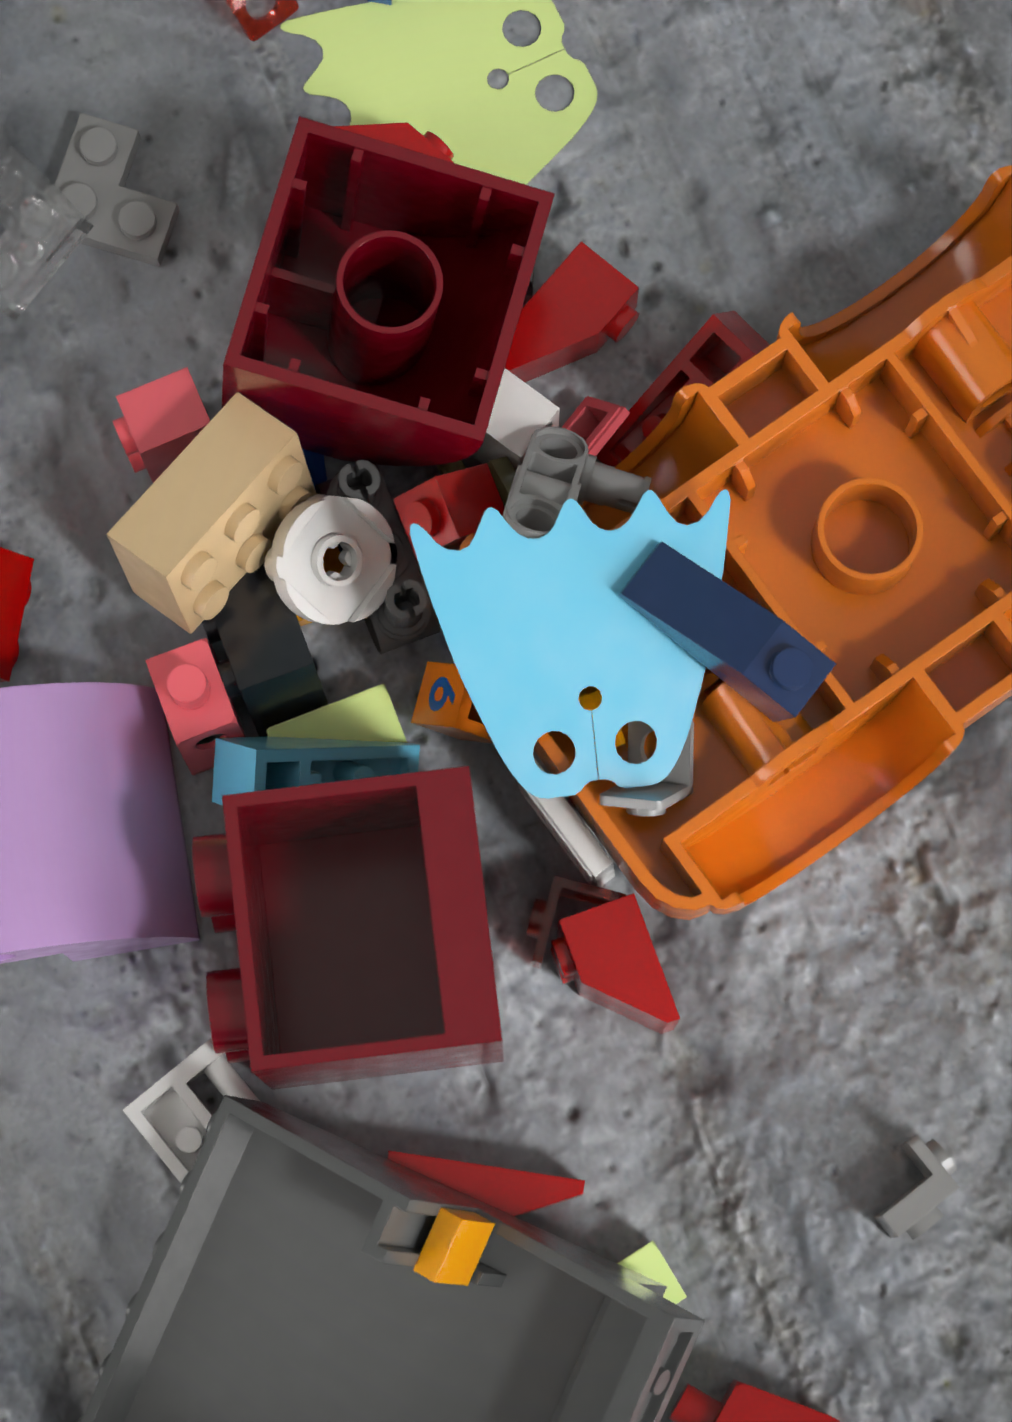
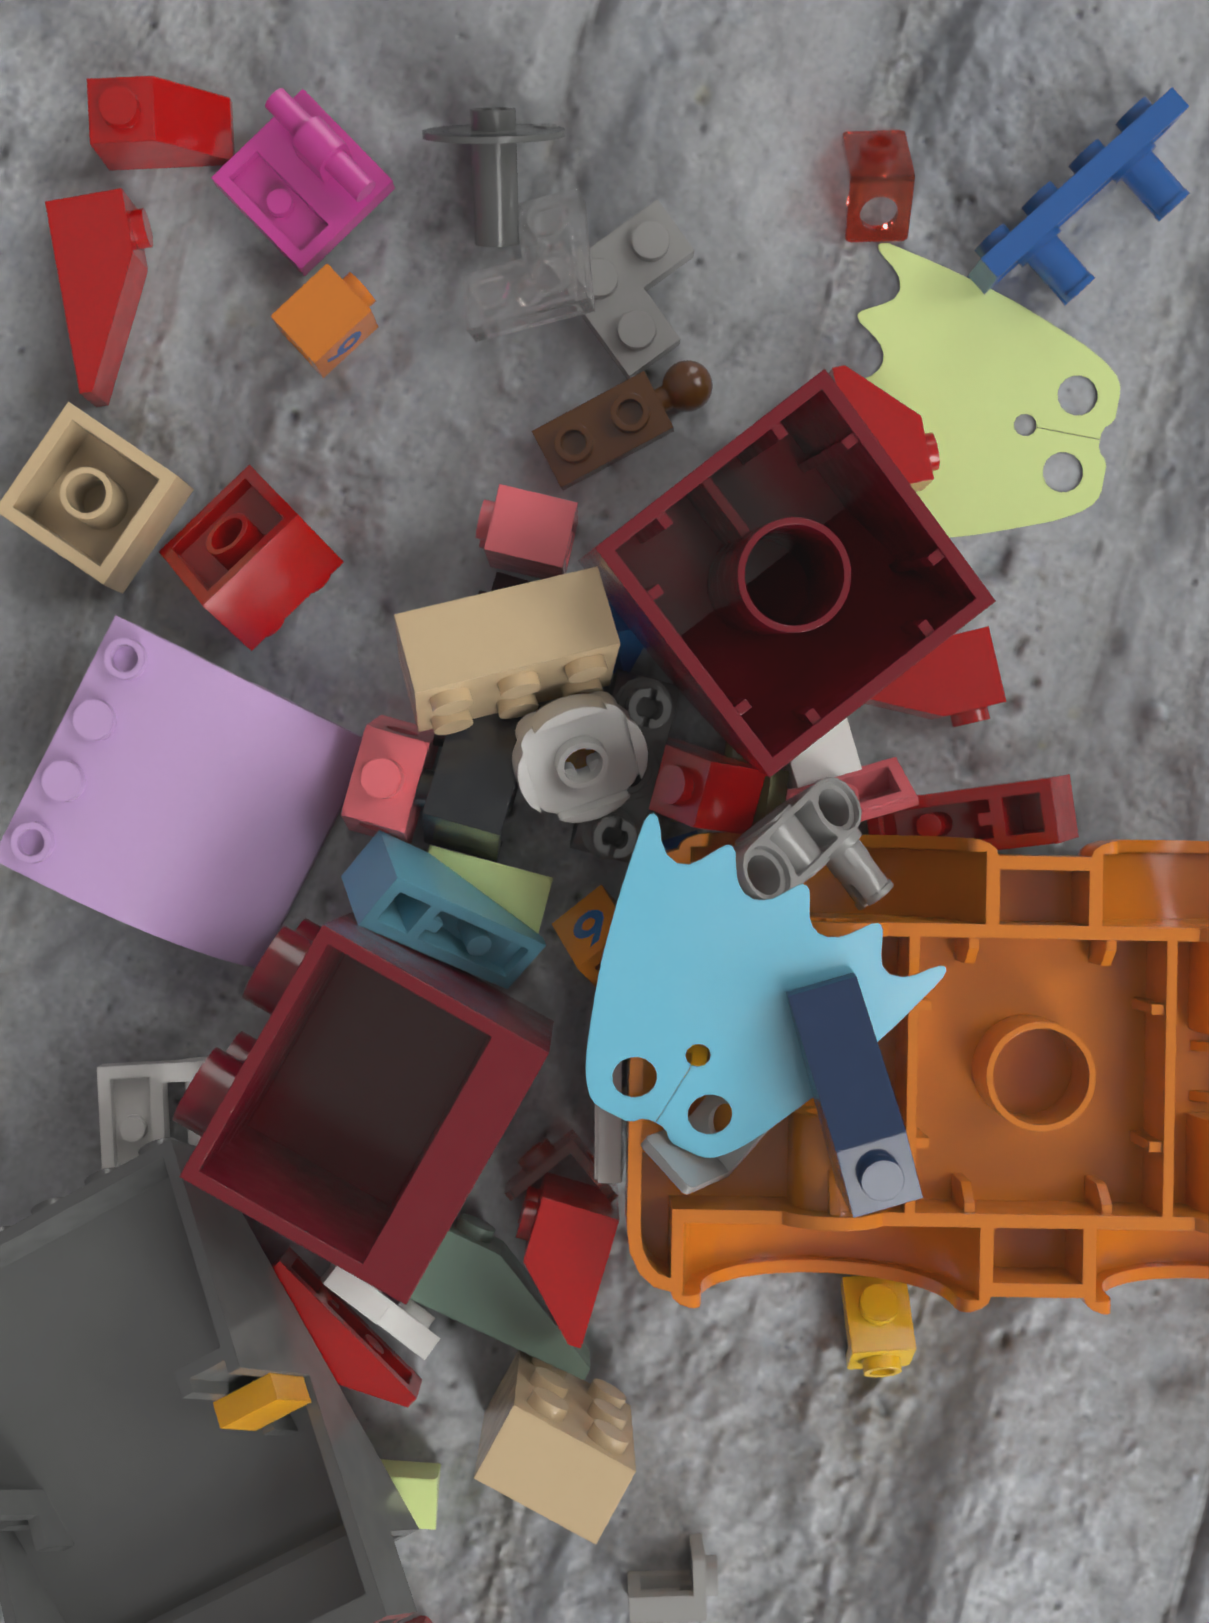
camera: 30 degrees right, 10 degrees up
(175, 299) = (620, 421): none -> reddish brown plate
(473, 1128) = (404, 1322): none -> white plate
(575, 1055) = (489, 1290): none -> sand green slope
(721, 1114) = (558, 1445): none -> tan brick
(918, 853) = (877, 1325): none -> yellow bracket

